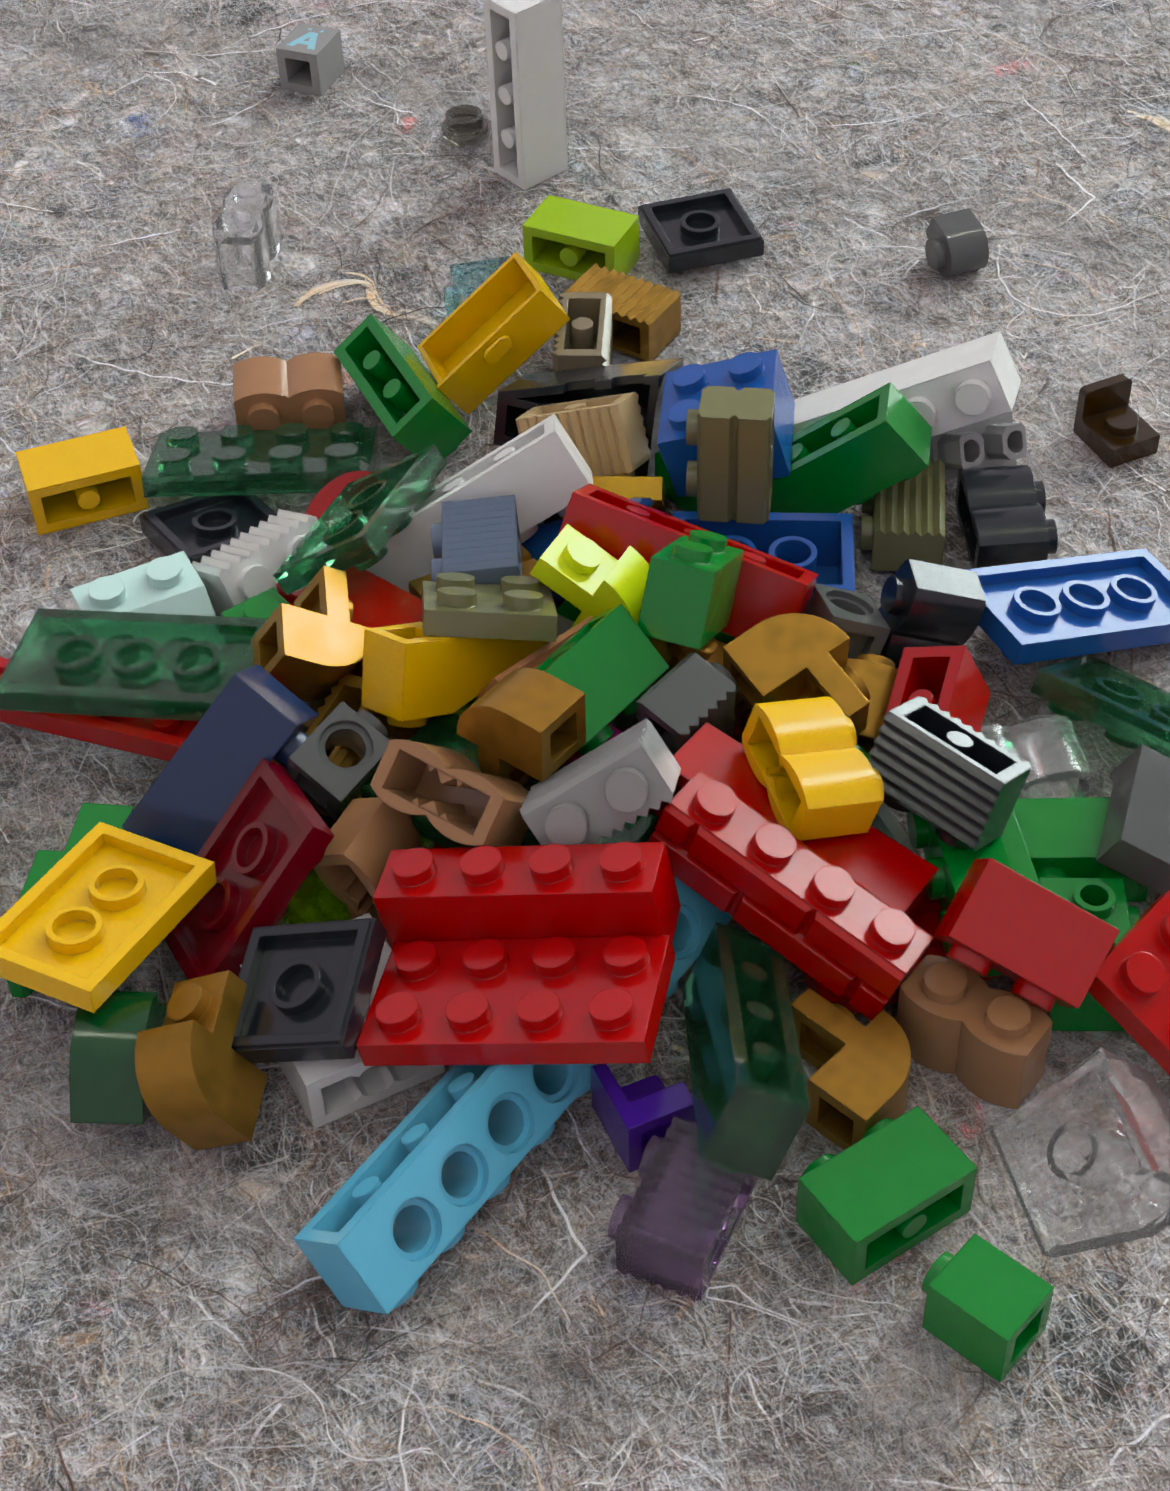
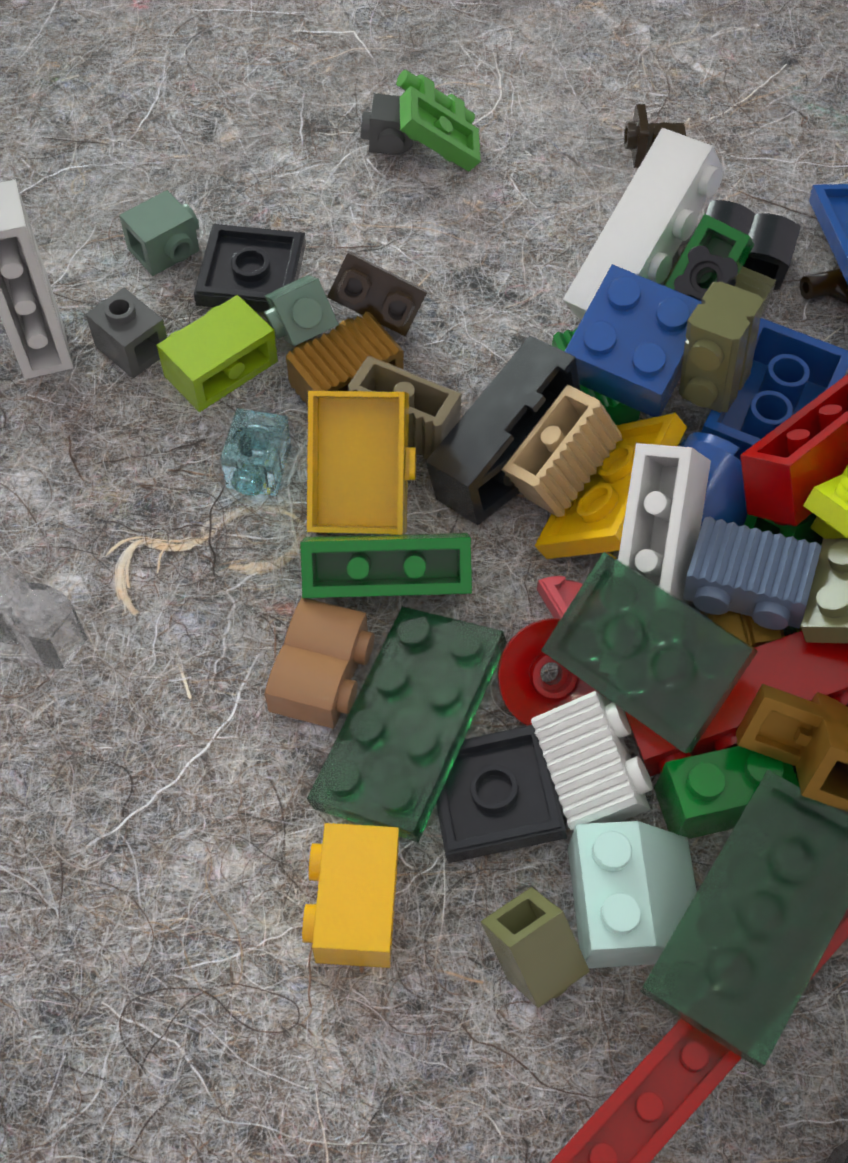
camera: 70 degrees left, 15 degrees up
(62, 564) = (535, 946): none -> olive brick
(570, 177) = (127, 331): none -> dark grey brick
(653, 255) = (300, 311): none -> sand green brick
(696, 164) = (160, 232): none -> sand green brick
(713, 296) = (375, 290): none -> dark brown hips
(812, 416) = (701, 263): none -> black brick
(968, 267) = (438, 120): none -> bright green plate

